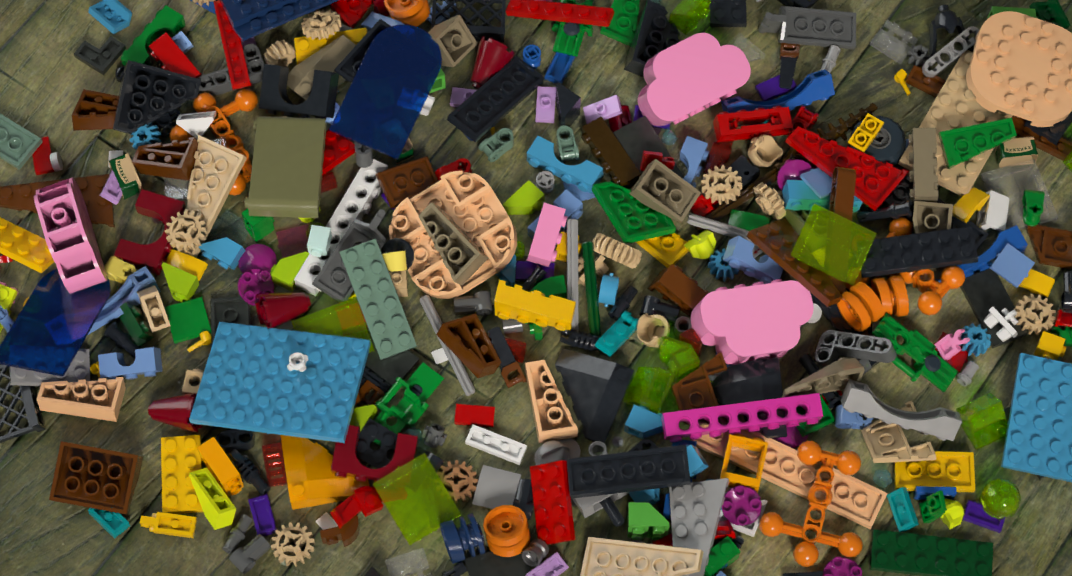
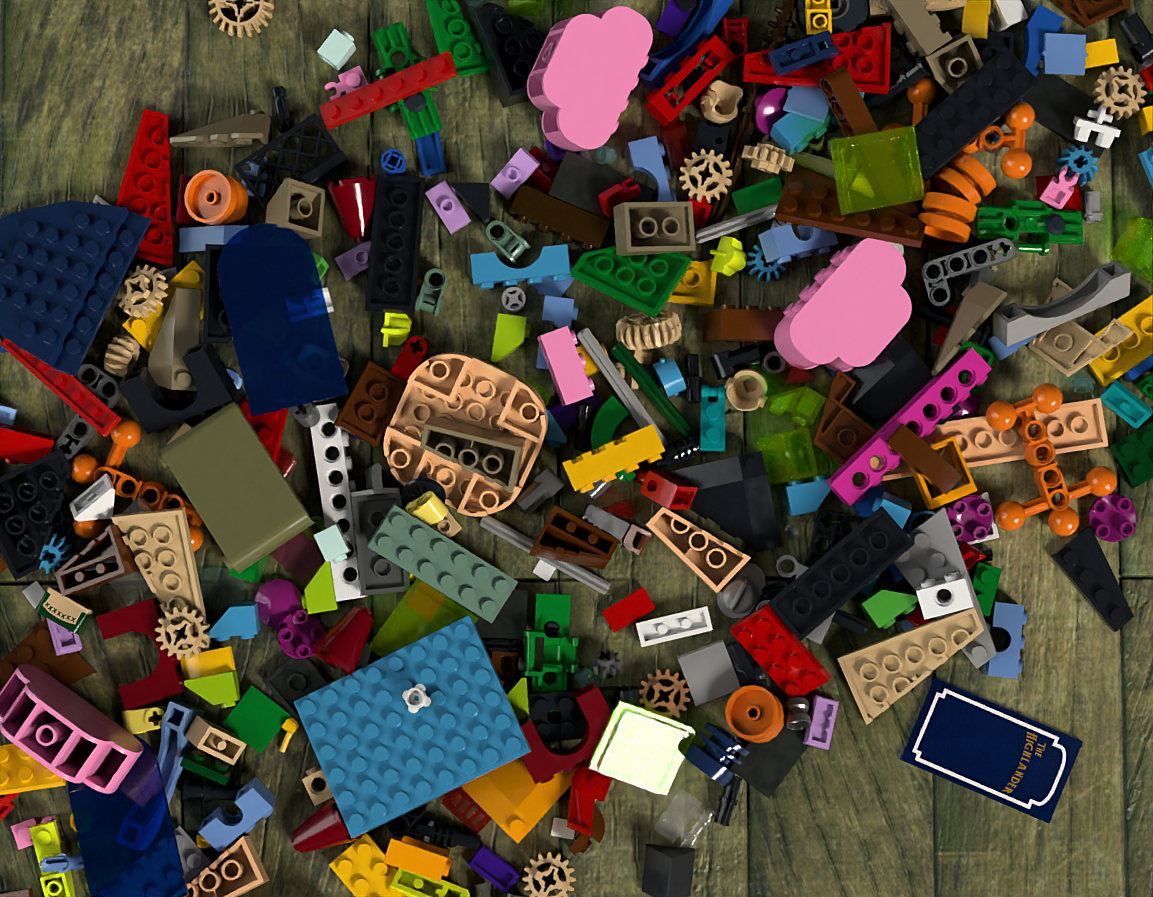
camera: 40 degrees left, 20 degrees up
(458, 148) = (396, 329): none -> neon yellow piece
(551, 347) = (666, 489): none -> red torso
(696, 539) = (934, 606): none -> white brick
(735, 438) = (923, 459): none -> reddish brown slope
(835, 148) = (802, 53): none -> dark blue plate

